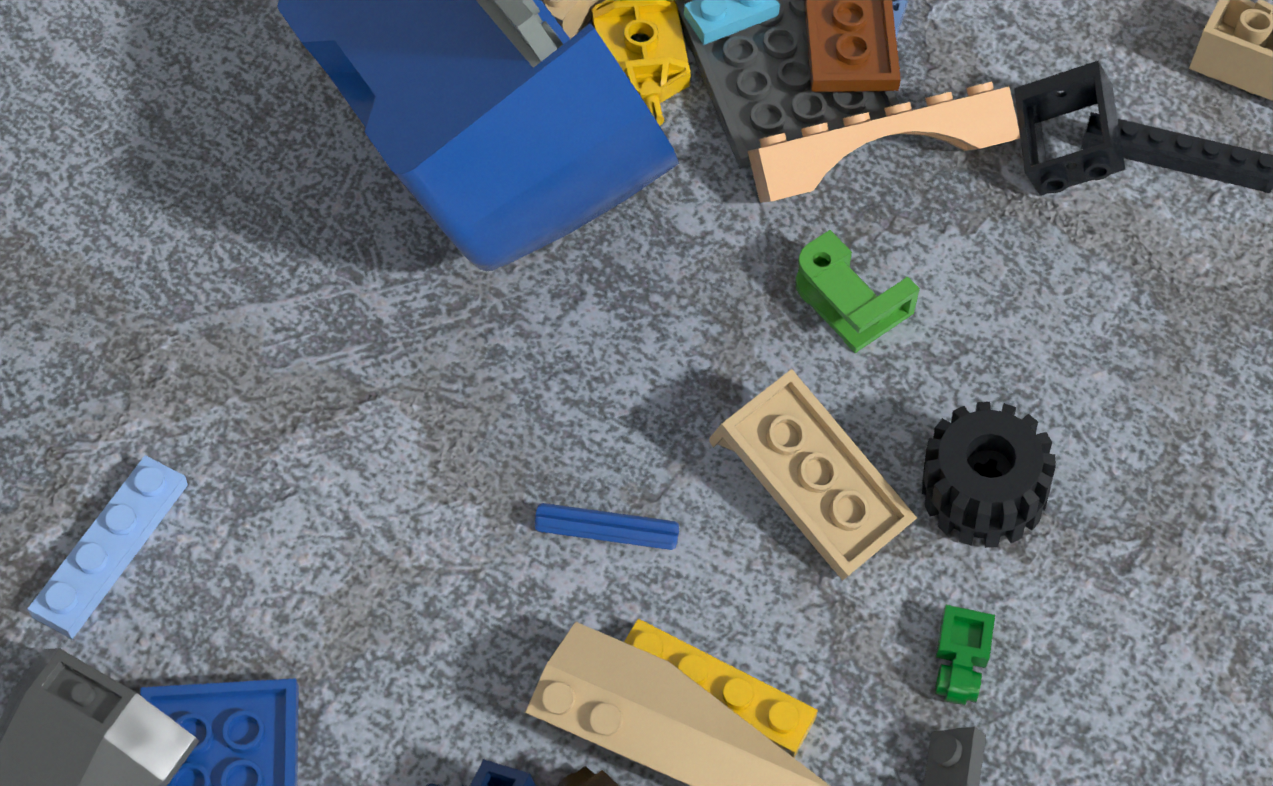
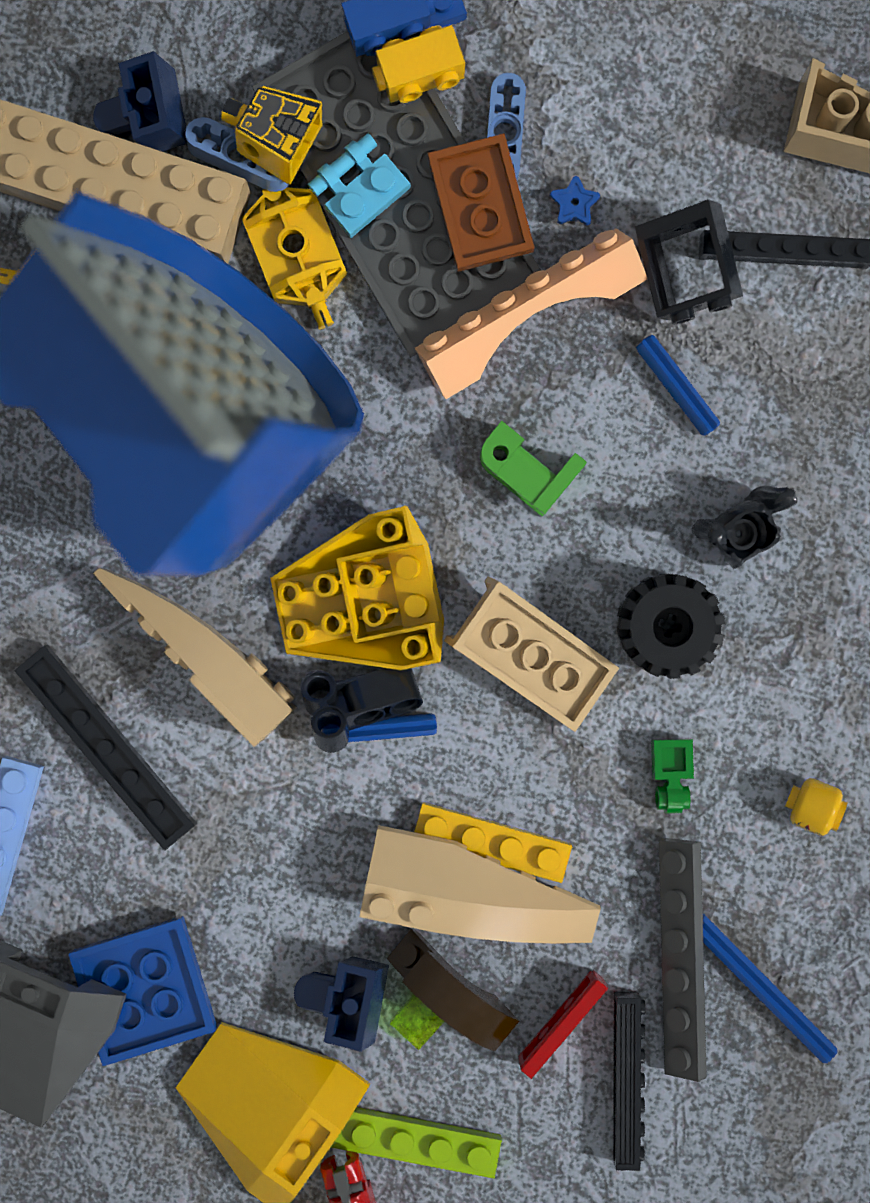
camera: 10 degrees left, 30 degrees up
(273, 475) = (105, 747): none -> black plate
(427, 400) = (220, 669): none -> tan wedge
(589, 479) = (357, 702): none -> black piece
(626, 372) = (364, 596): none -> yellow wedge
(948, 76) = (567, 210): none -> blue plate
(1038, 253) = (678, 385): none -> blue axle
(1095, 391) = (752, 519): none -> black hair
(1144, 730) = (816, 806): none -> yellow head

